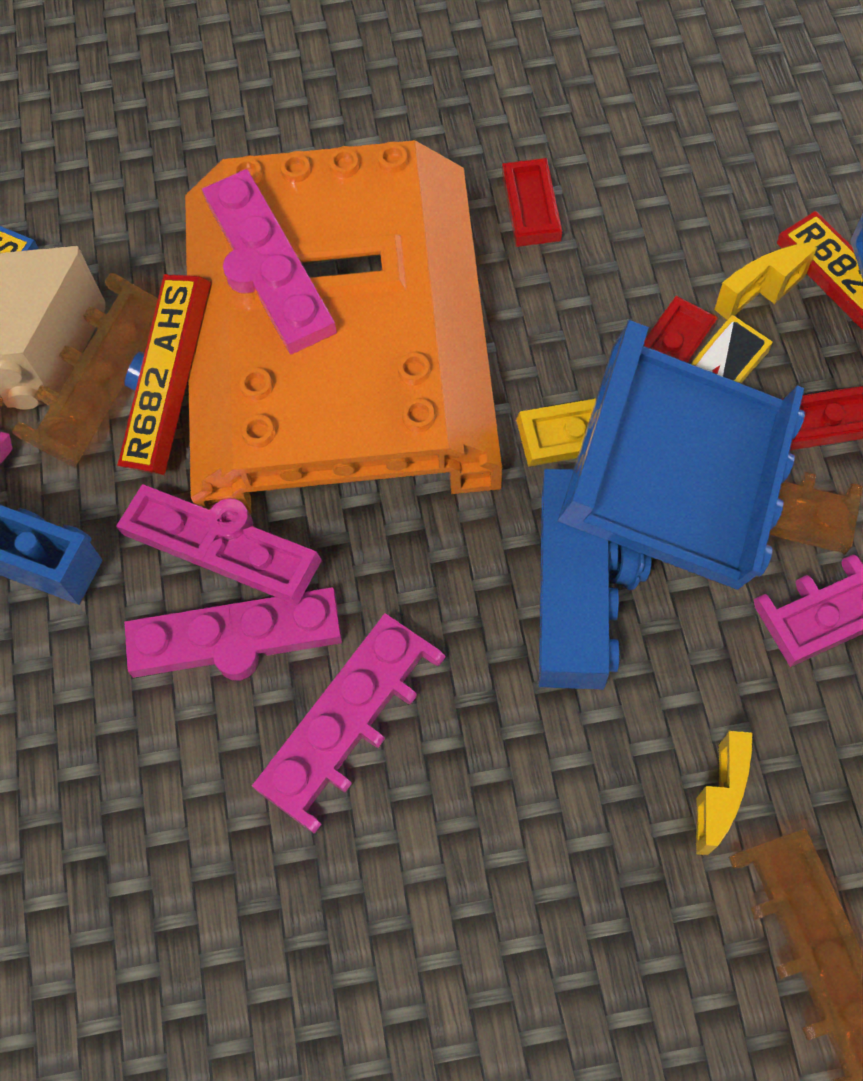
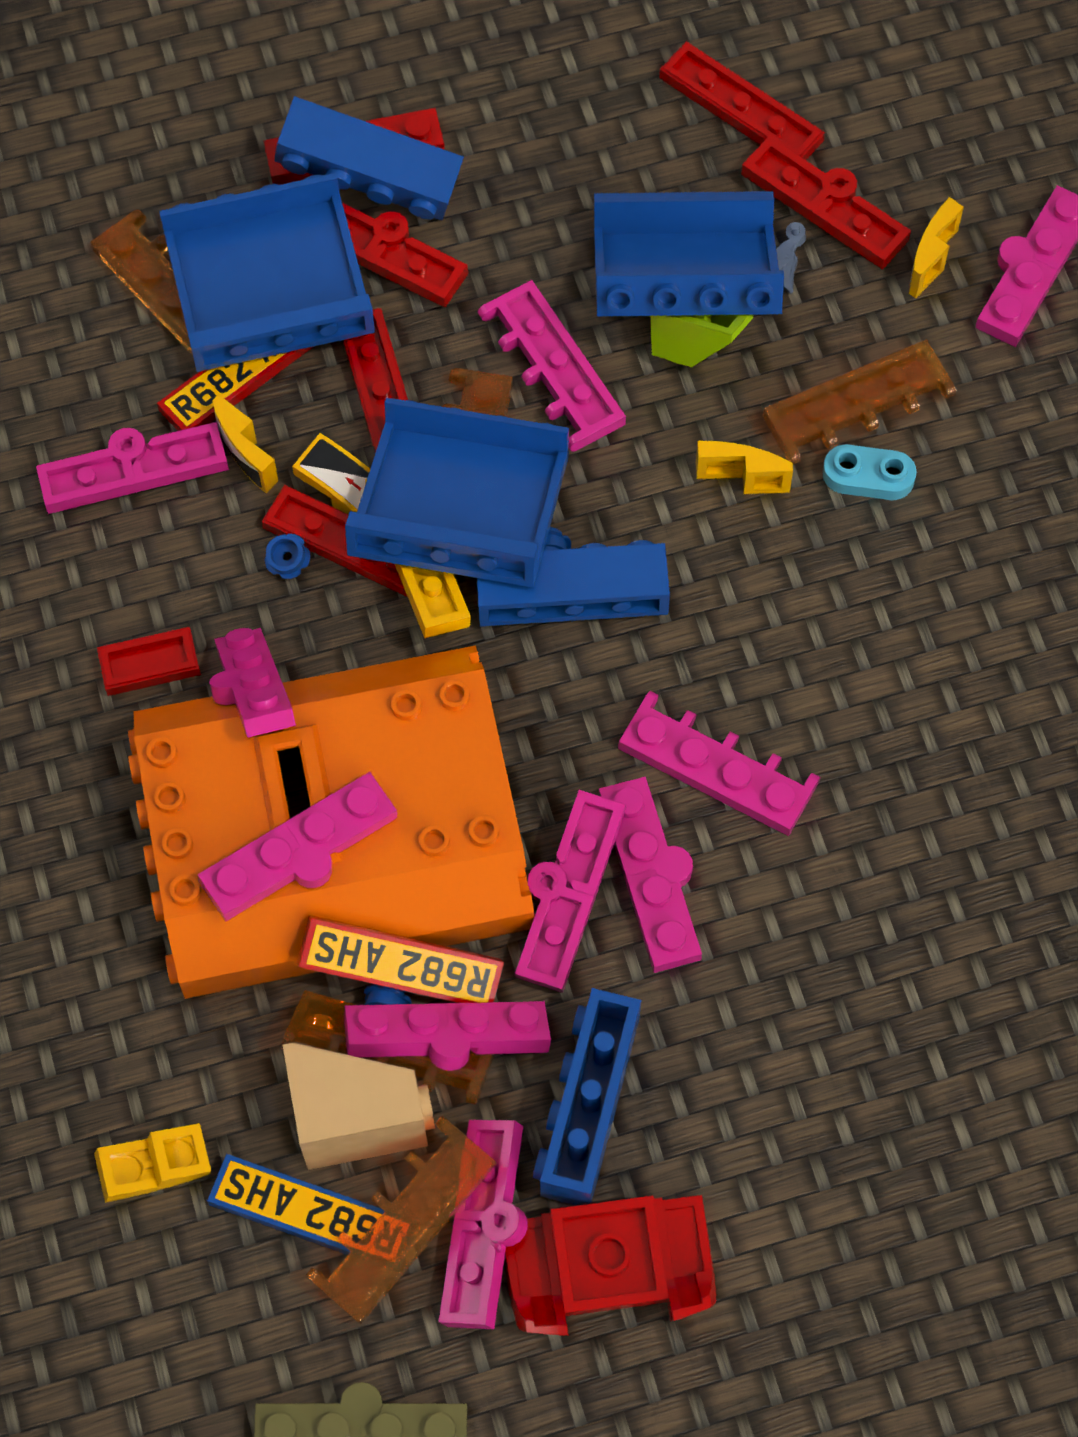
camera: 100 degrees left, 0 degrees up
(45, 188) = (152, 1163): none -> yellow slope
(93, 417) = (446, 1030): none -> dark pink hinge
(469, 251) = (251, 682): none -> dark pink hinge
(634, 305) = (287, 544): none -> blue plate
(719, 957) = (869, 474): none -> medium azure plate
(741, 185) = (131, 466): none -> dark pink hinge

